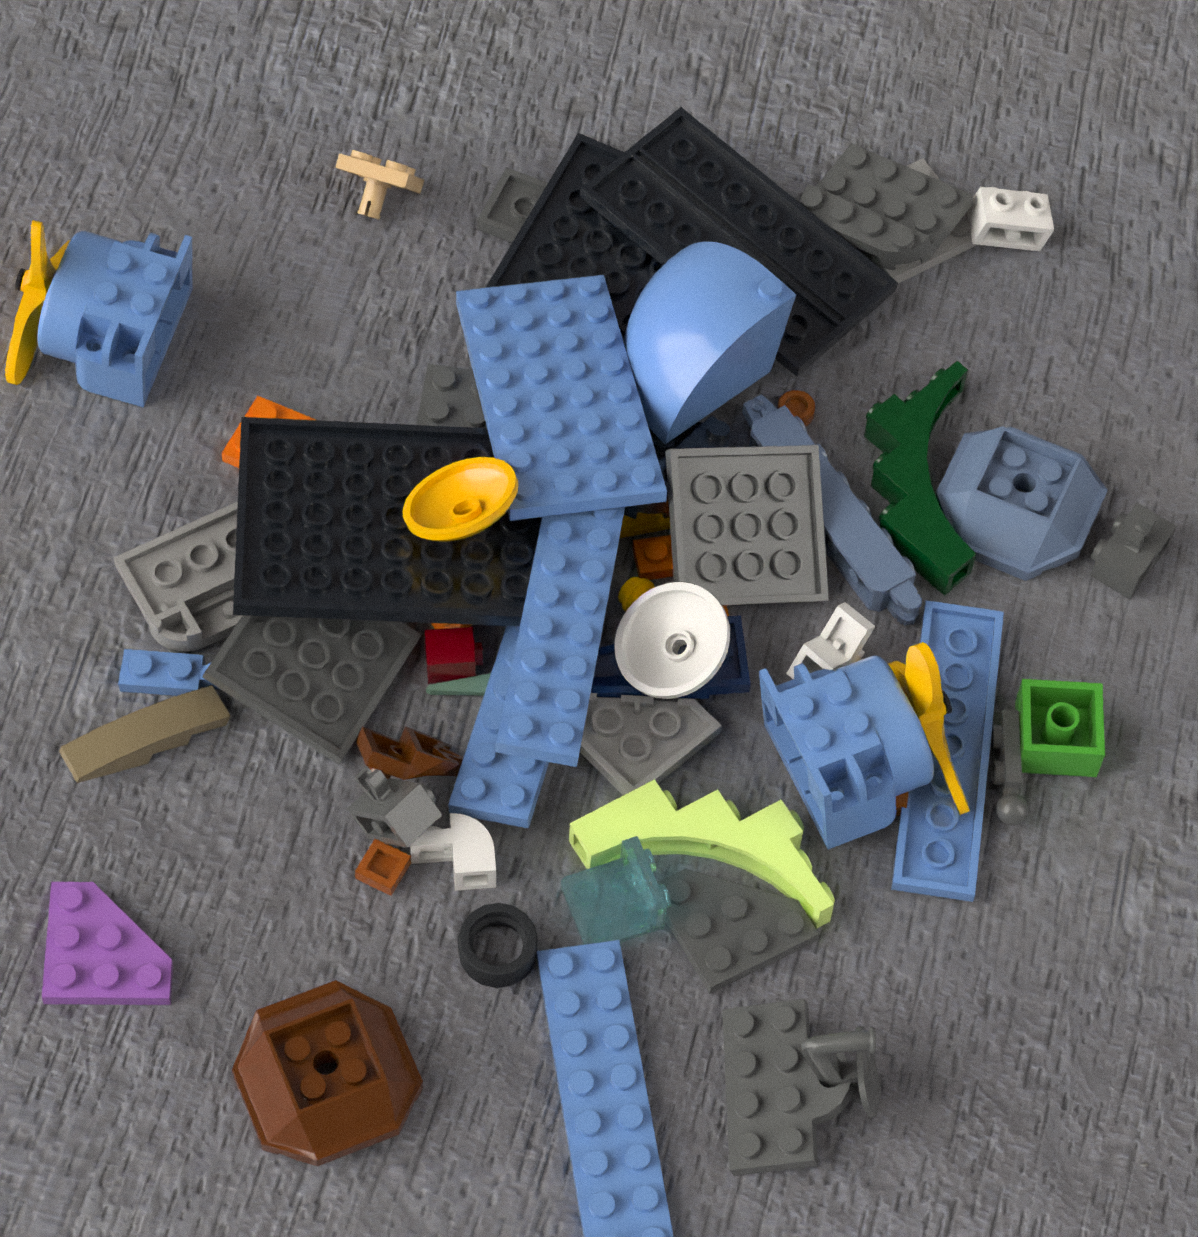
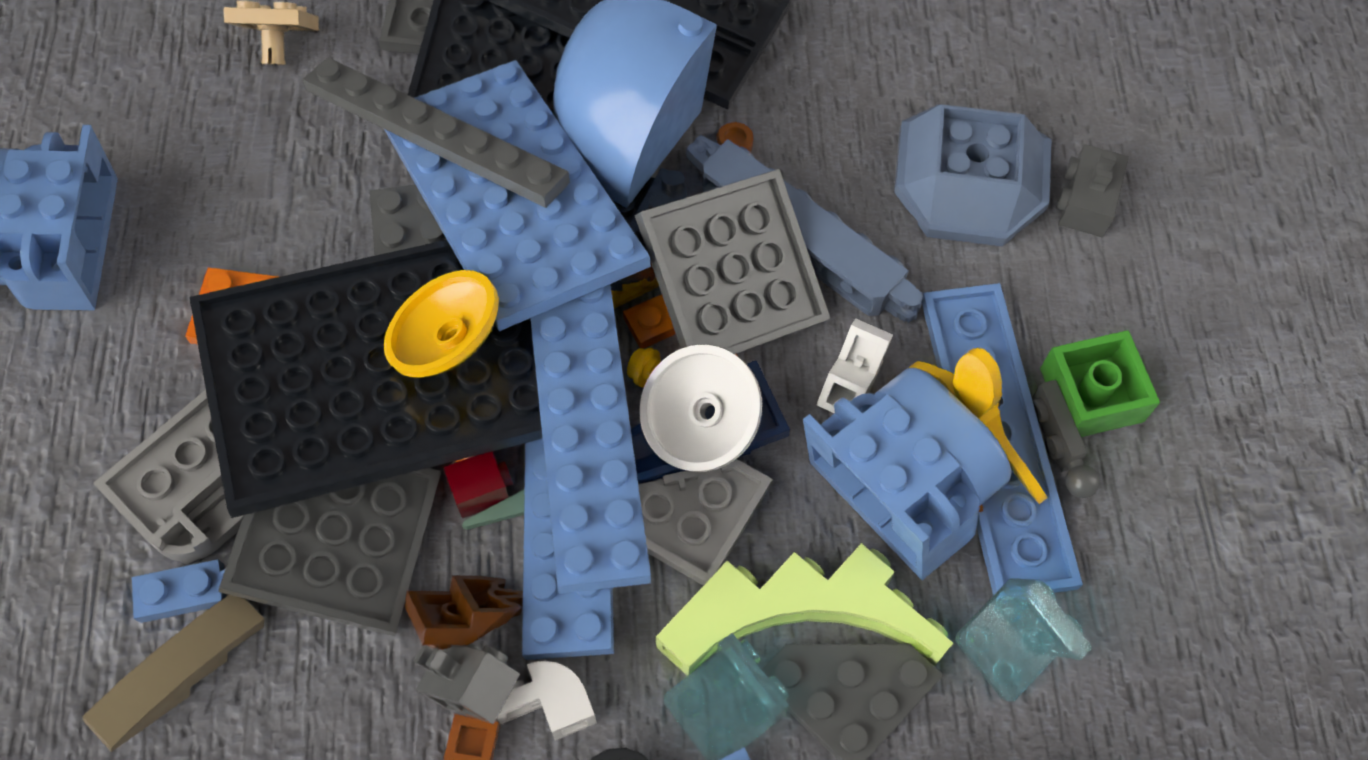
camera: 15 degrees left, 5 degrees up
(506, 324) = (438, 132): none -> dark grey plate
(896, 919) = (1020, 636): none -> clear light blue bracket
(903, 479) = (861, 181): dark green arch -> none

